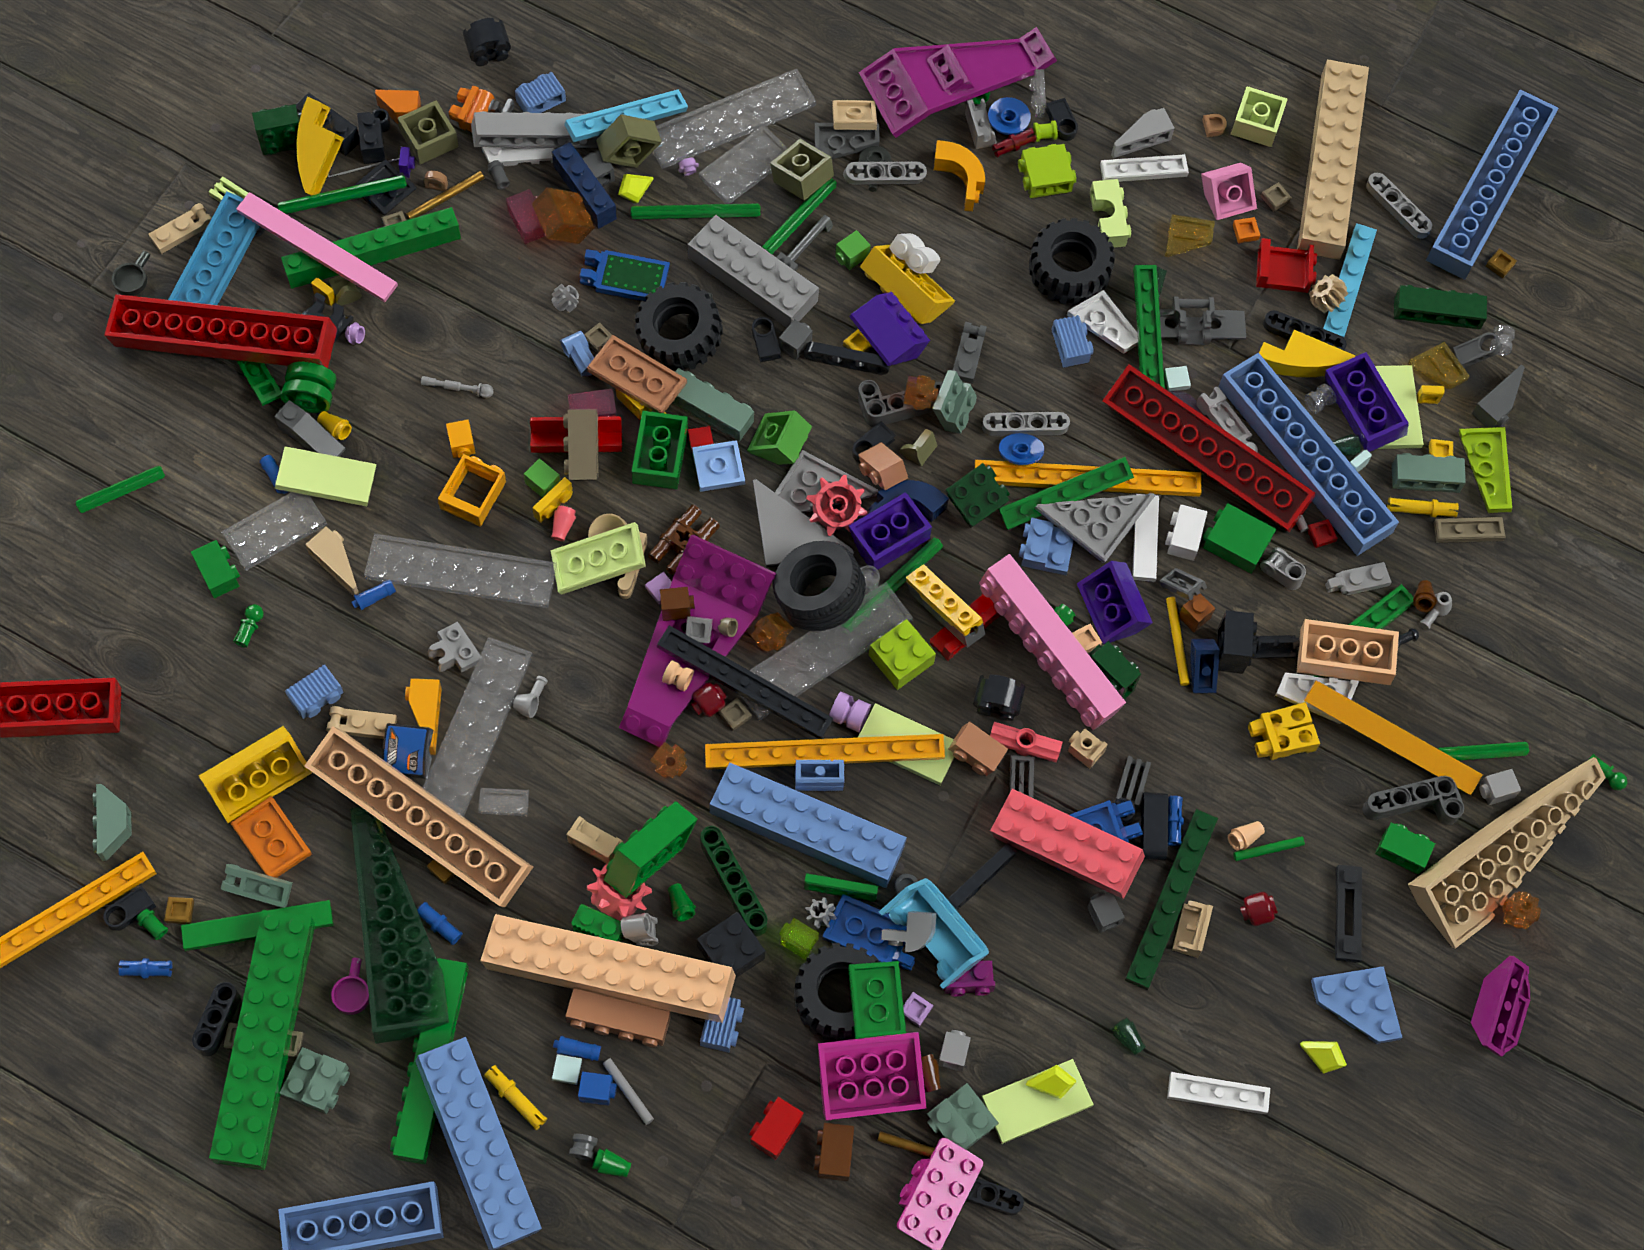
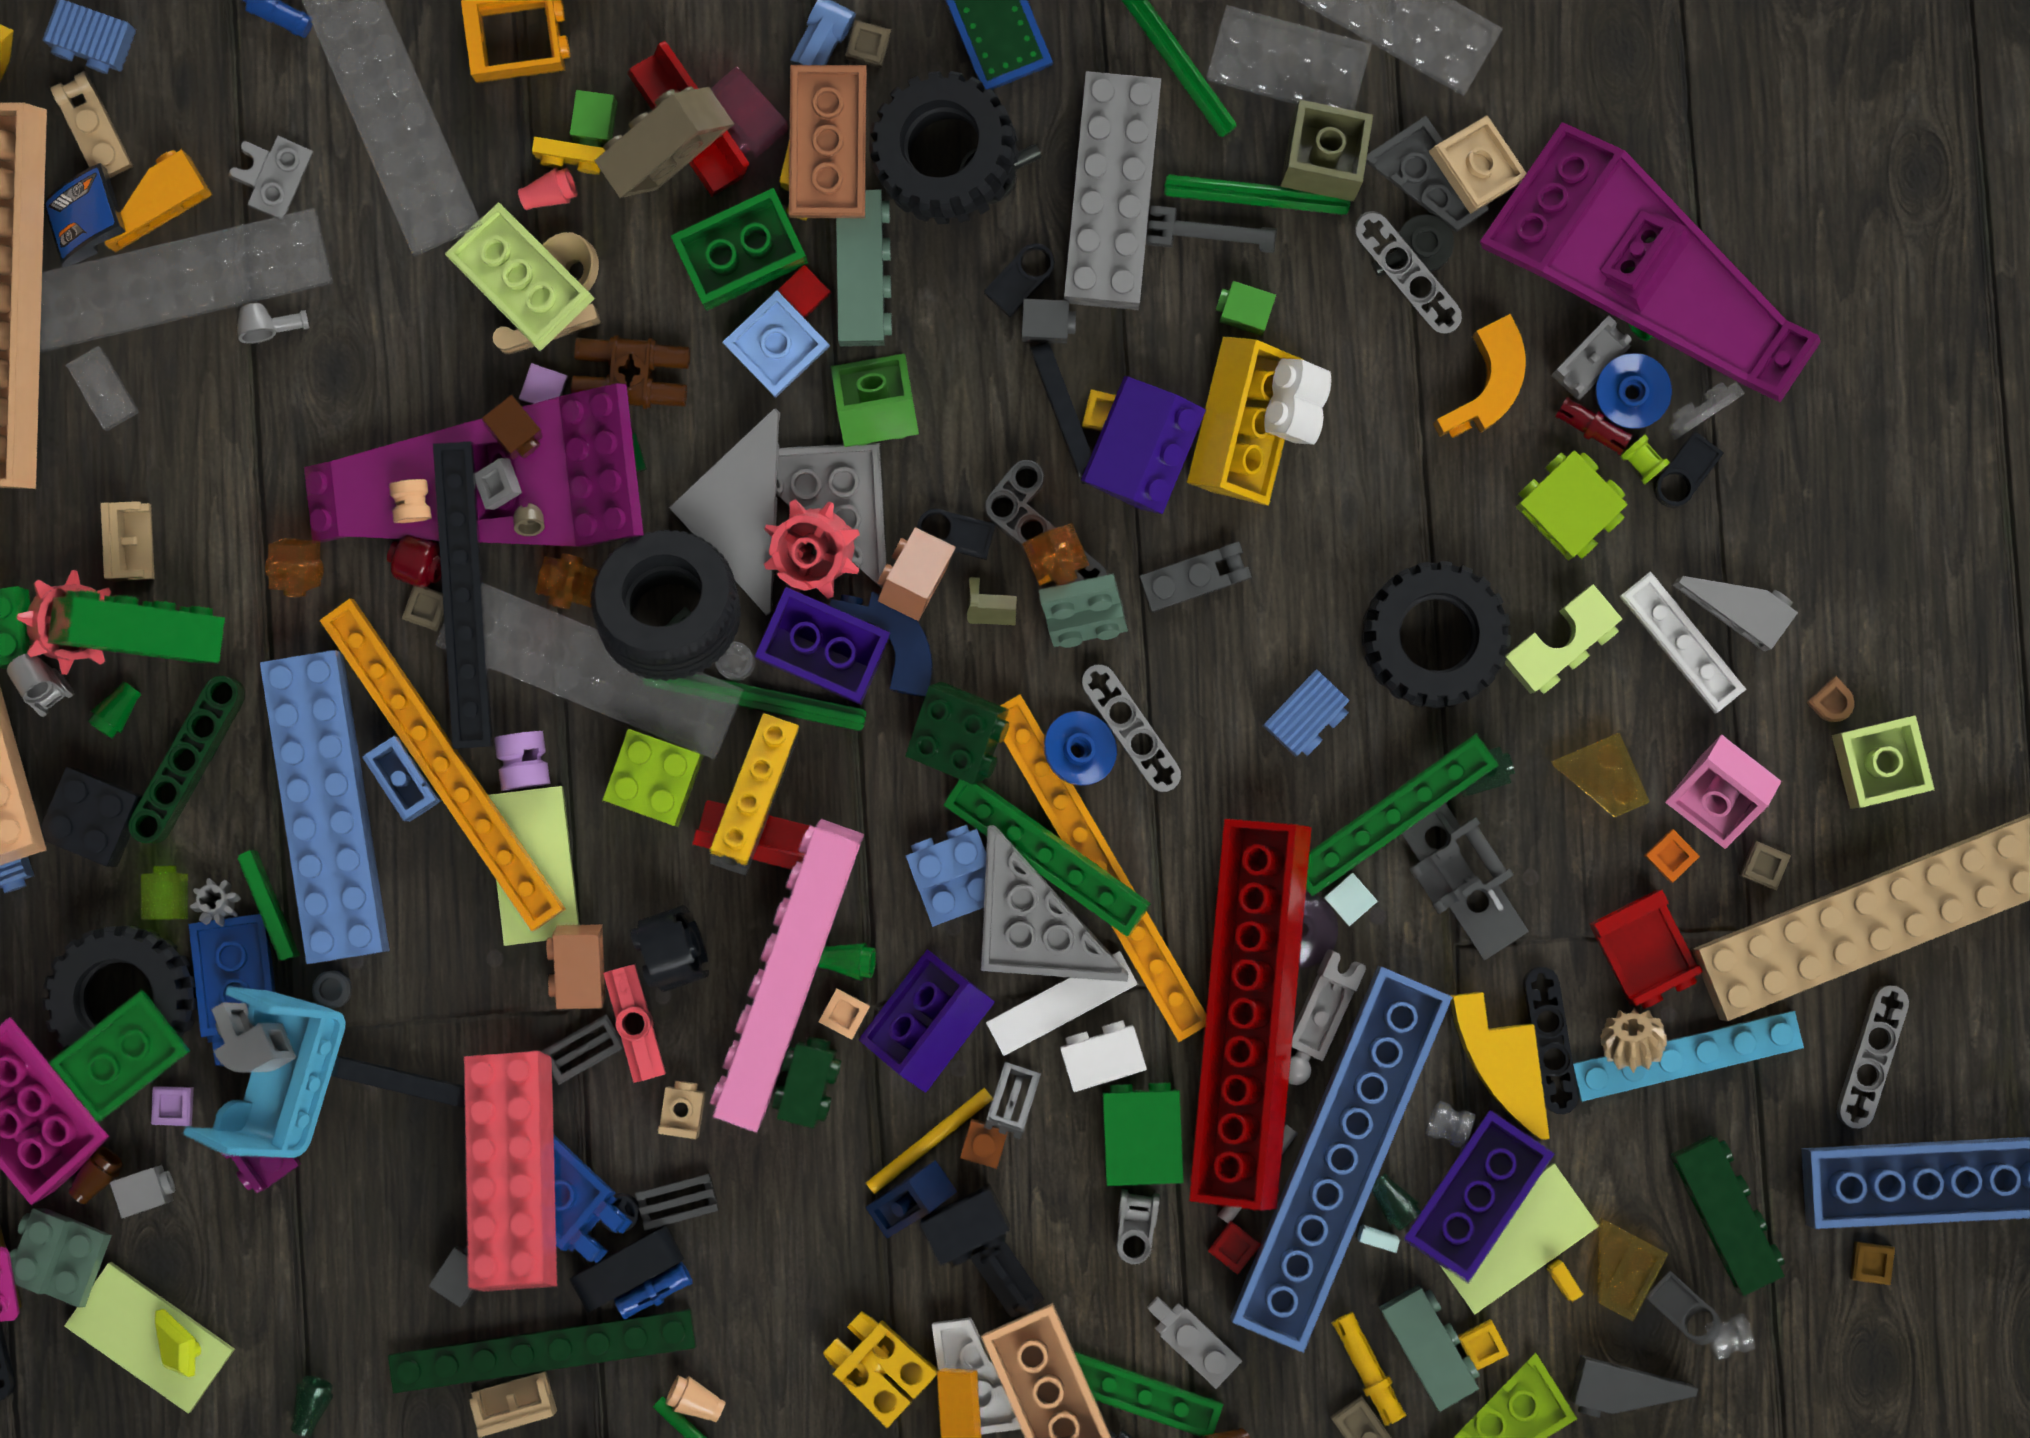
camera: 65 degrees right, 20 degrees up
(1106, 322) = (1375, 742): white wing -> none

